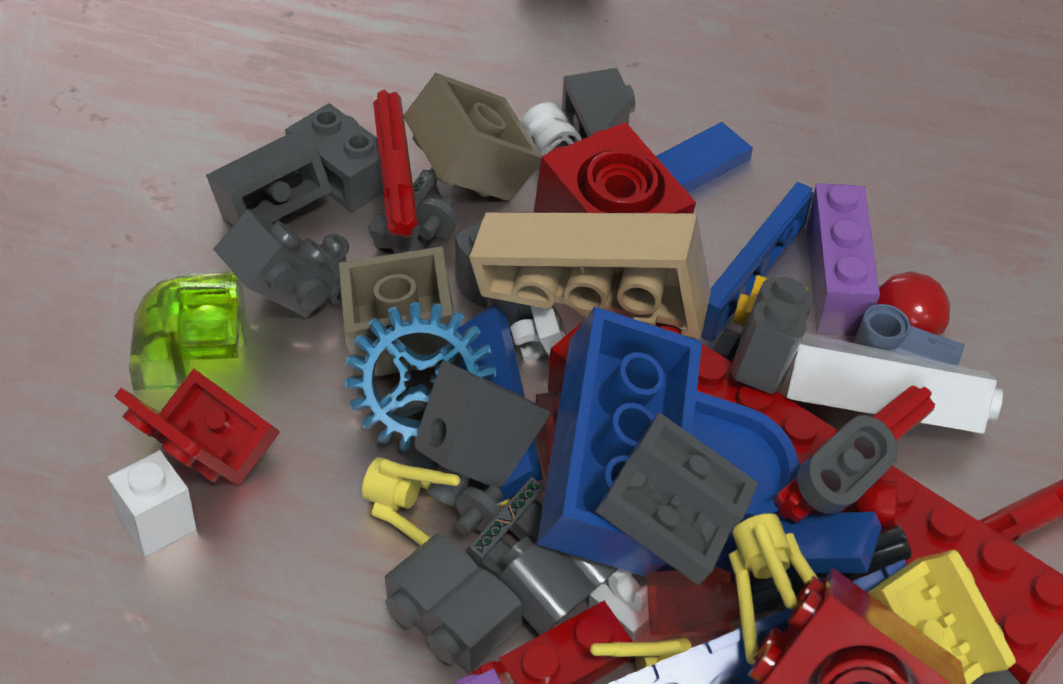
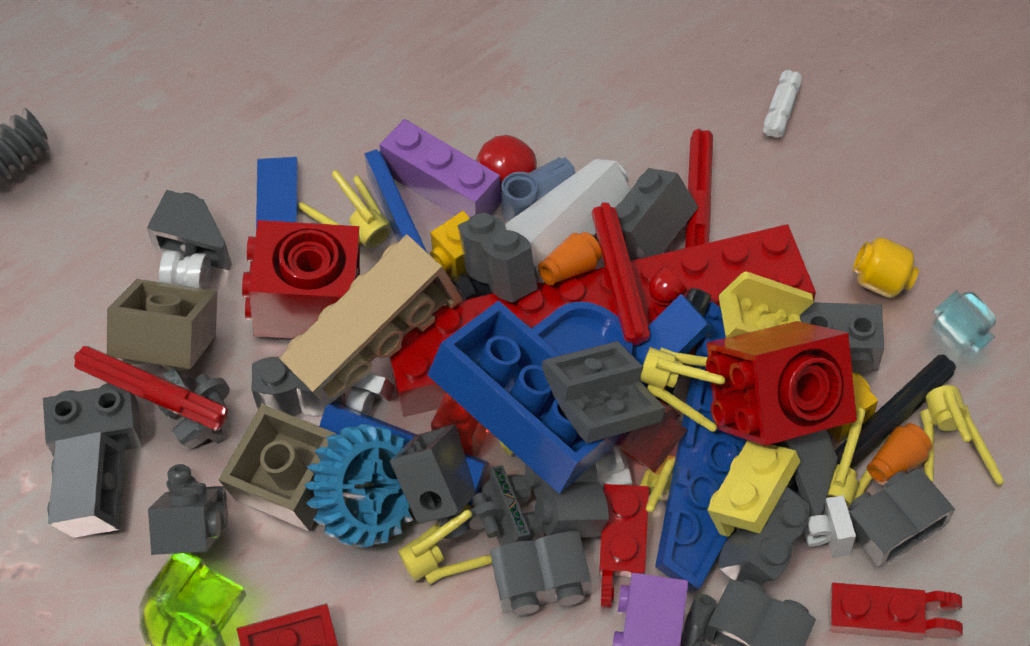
camera: 50 degrees left, 10 degrees up
(731, 232) = (372, 223): none -> light yellow plant
(830, 397) = (571, 258): none -> orange cone
(844, 468) = (641, 284): dark grey plate -> none
(974, 457) = (654, 212): none -> dark grey brick

